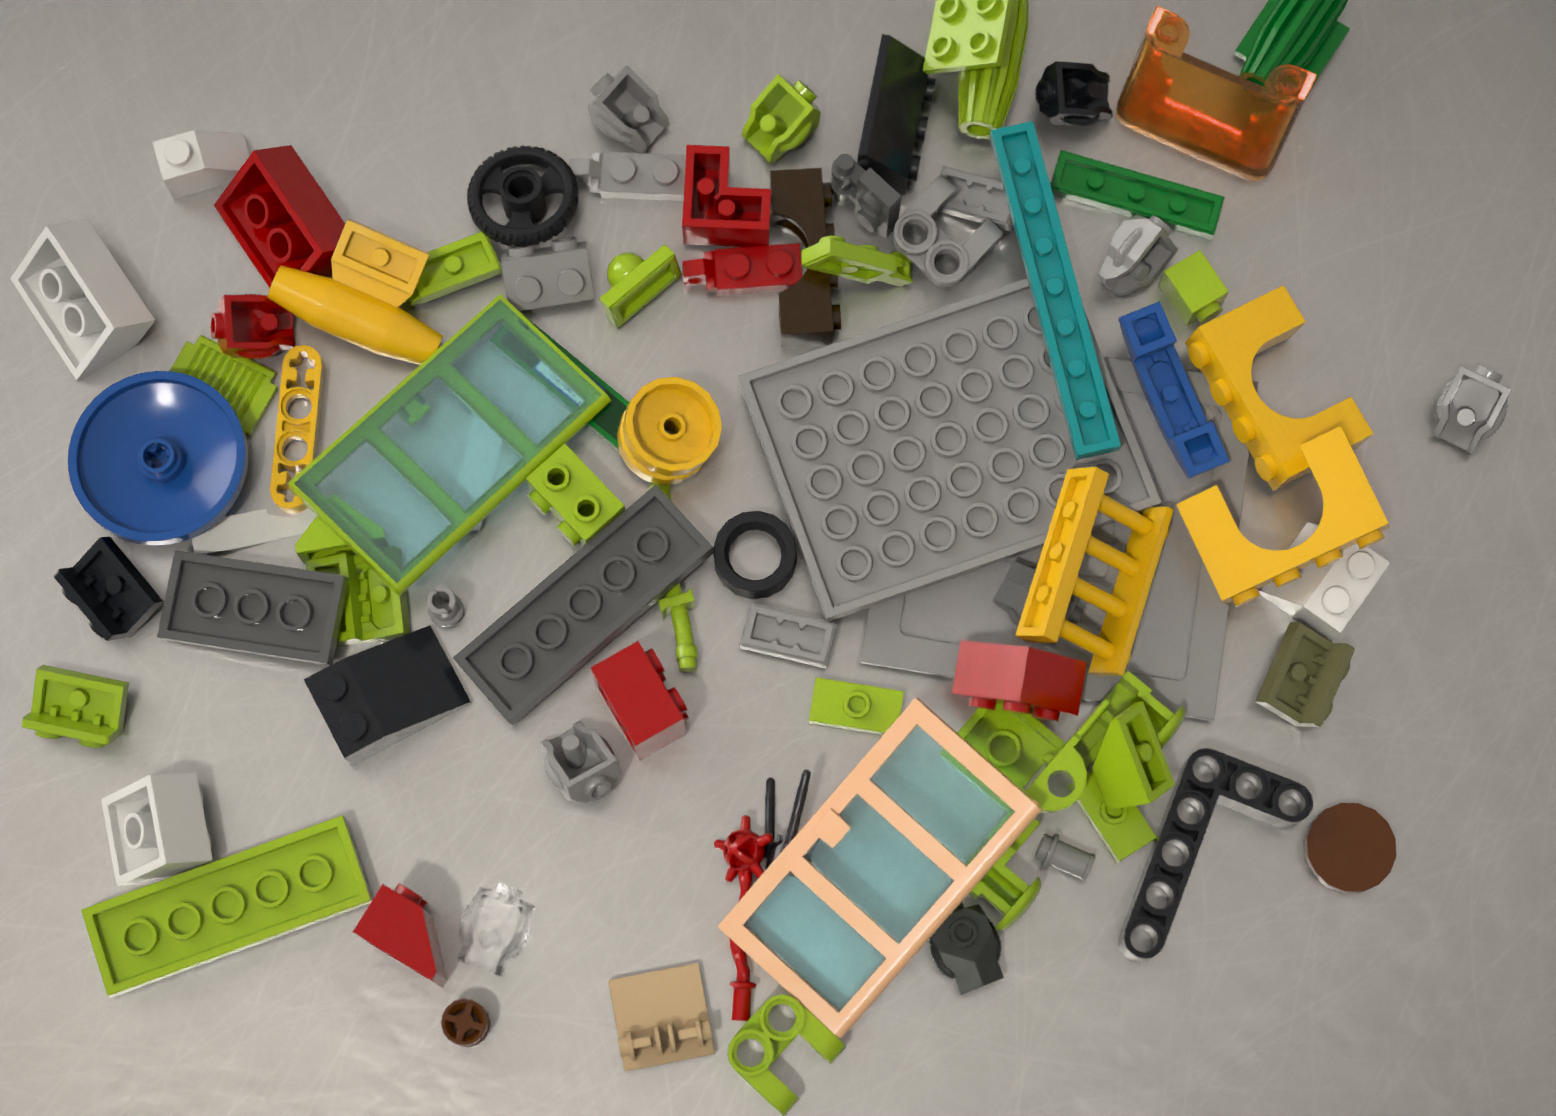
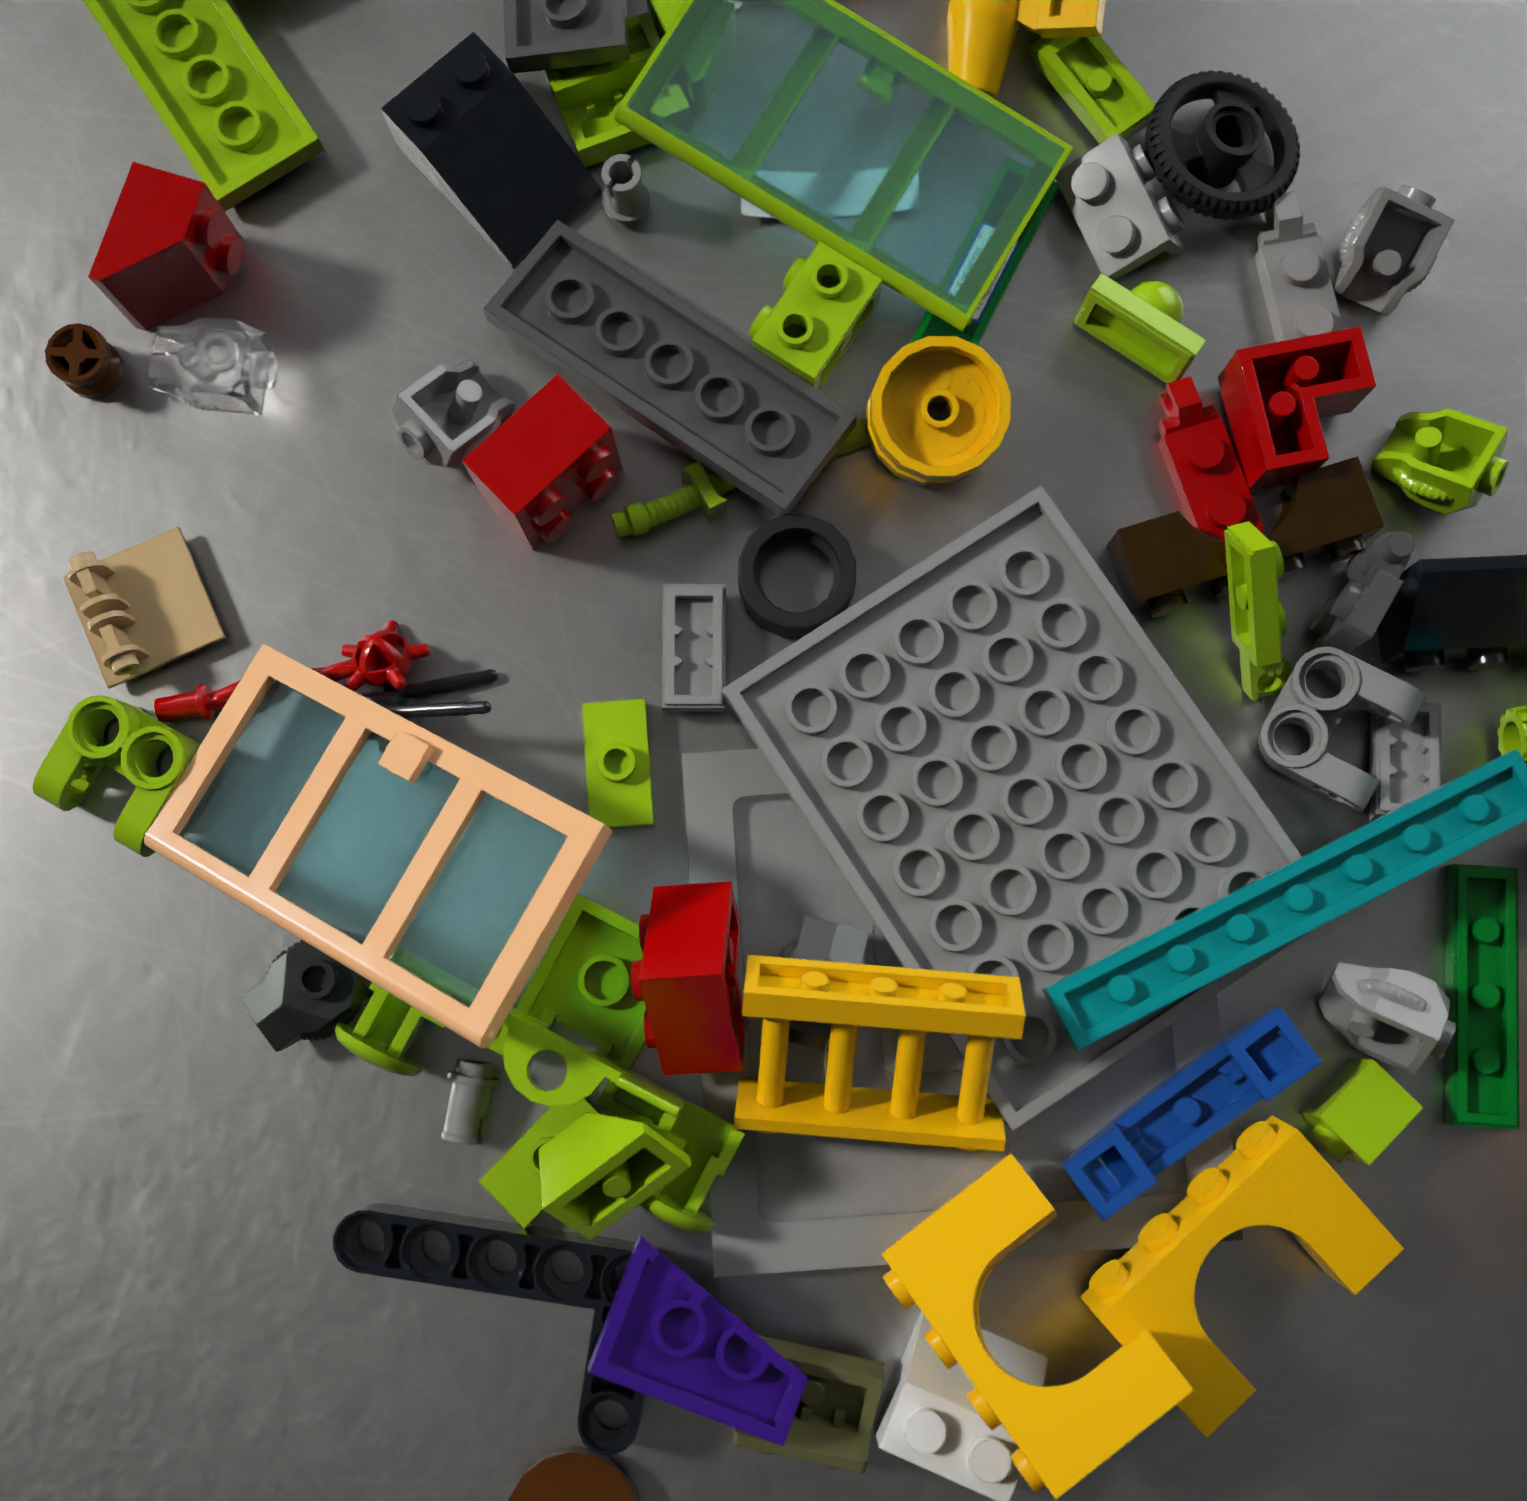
camera: 80 degrees right, 5 degrees up
(1257, 734) = (692, 1351): none -> dark purple wing

